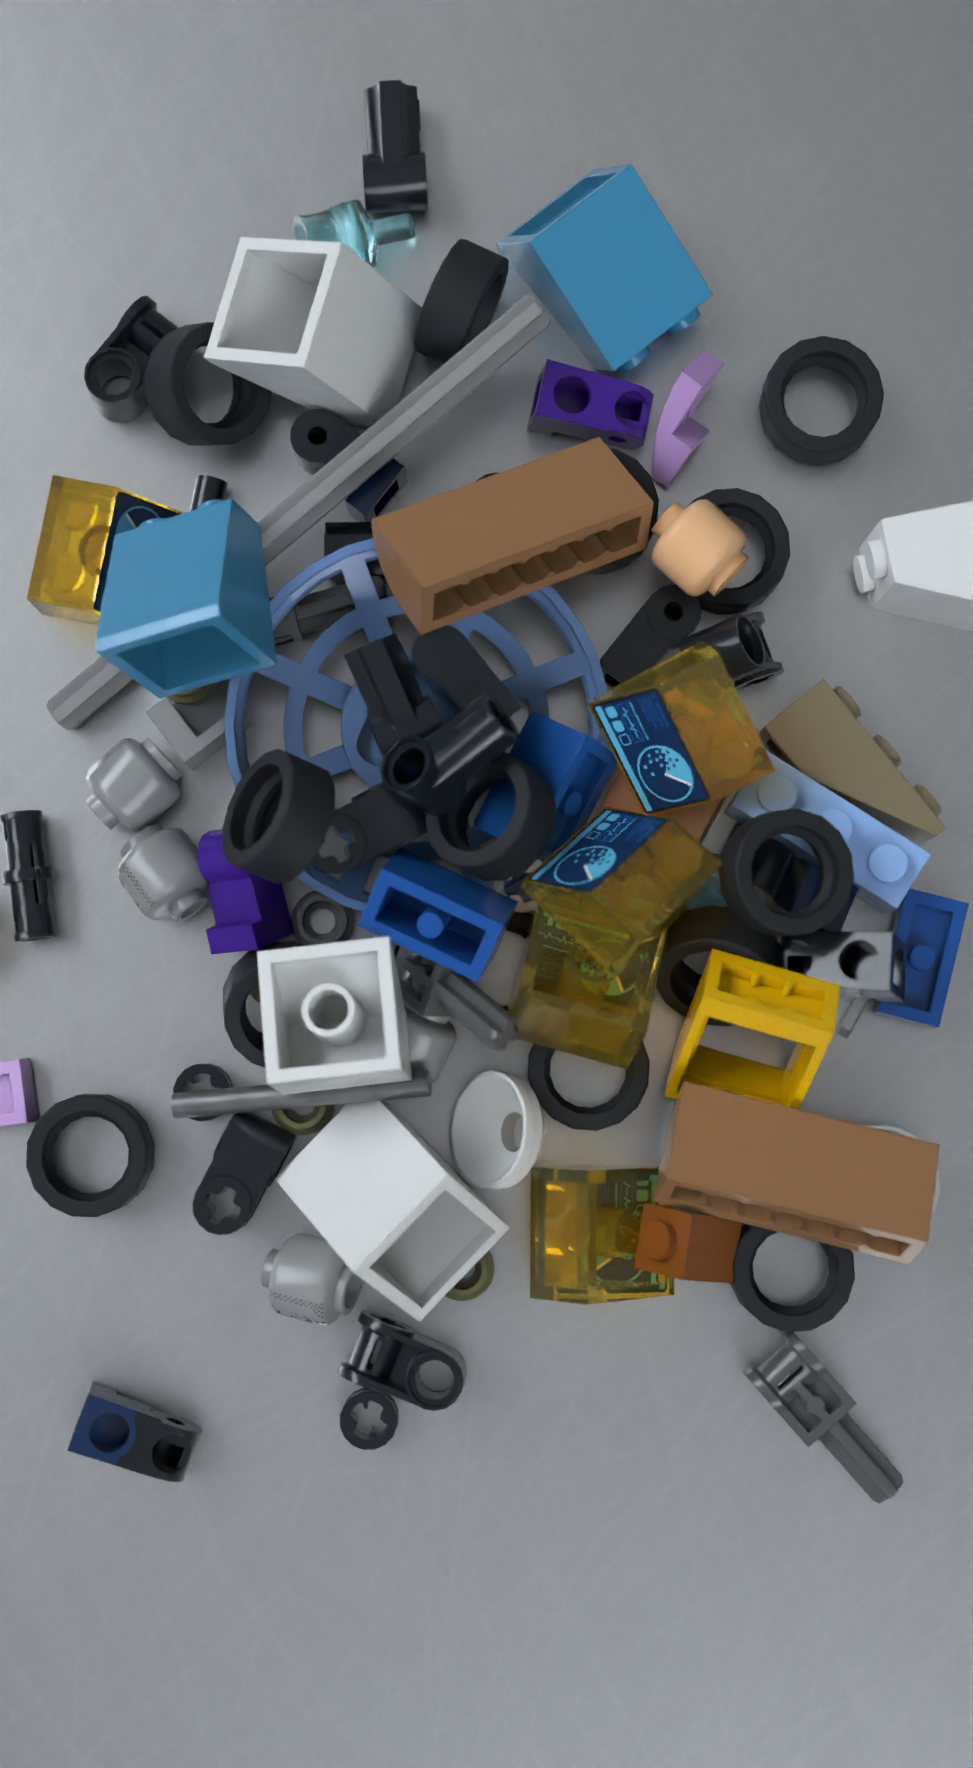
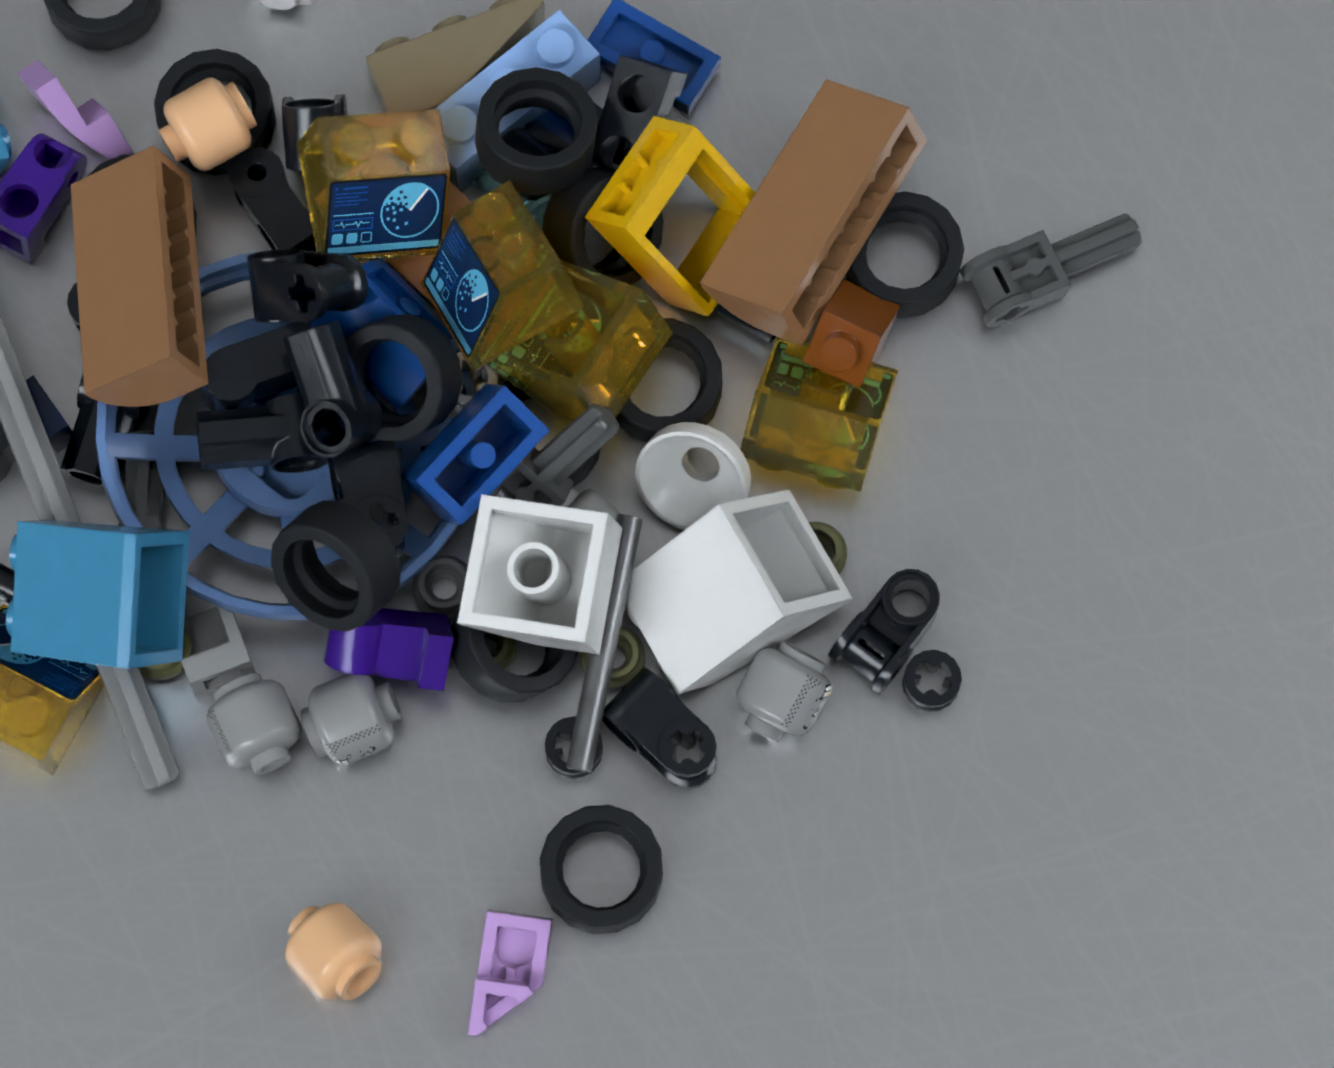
camera: 75 degrees left, 10 degrees down
(28, 875) = (309, 854): black pin -> none
(134, 1435) = (880, 905): leg -> none
(555, 694) = (304, 284): none -> black piece

